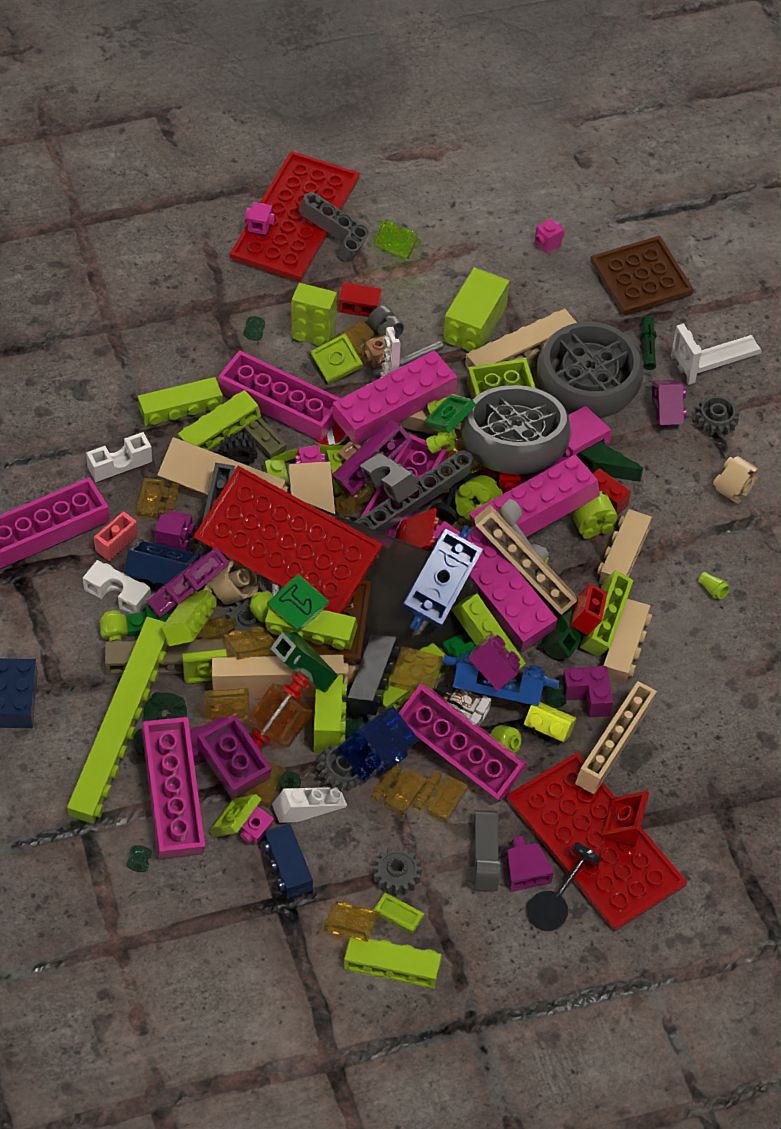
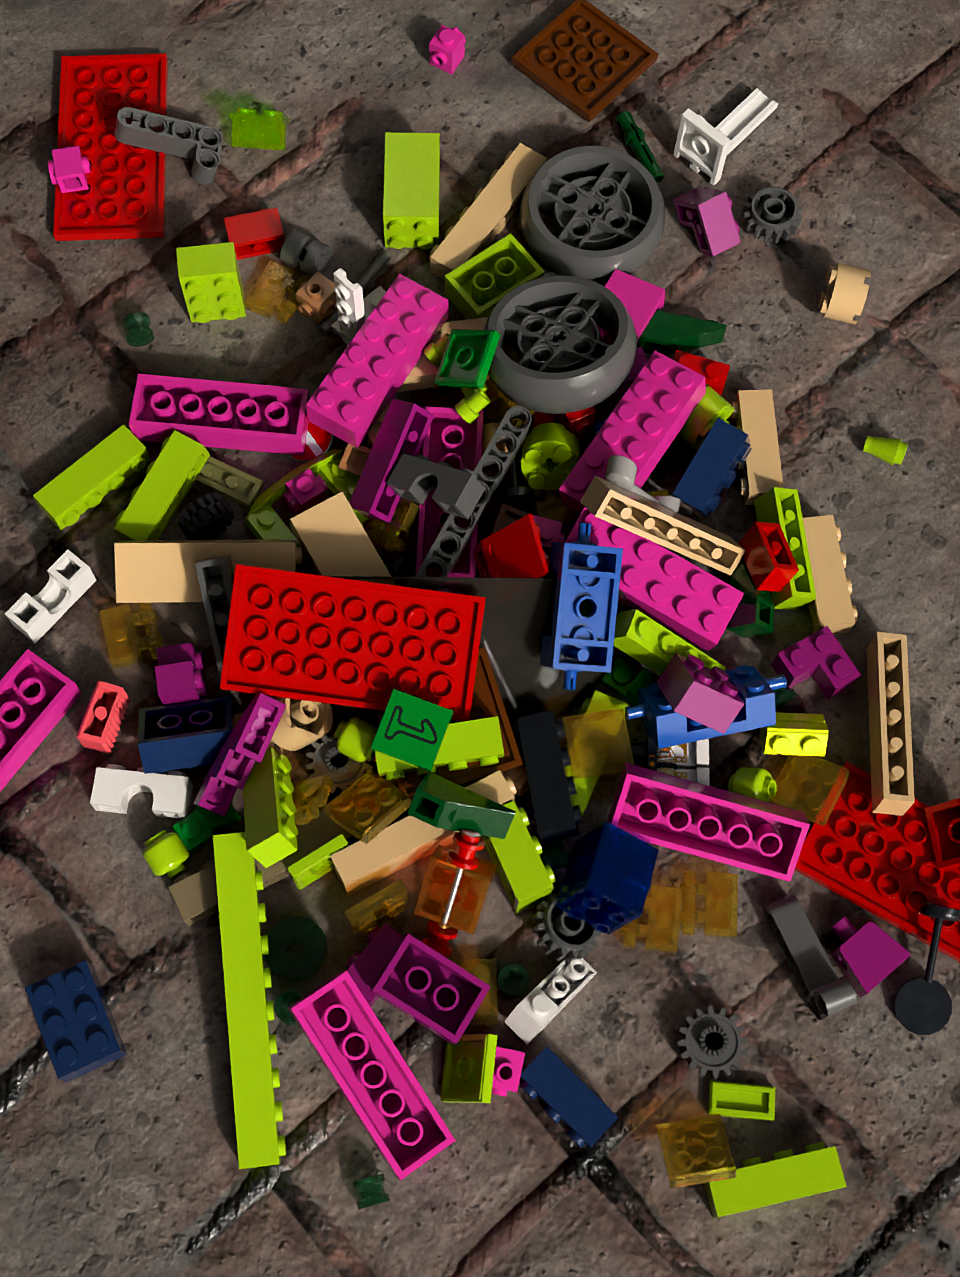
camera: 25 degrees left, 15 degrees up
(336, 359) = (266, 329): lime tile -> none
(545, 756) = (810, 786): none -> clear yellow plate
(581, 544) = (713, 467): none -> dark blue brick

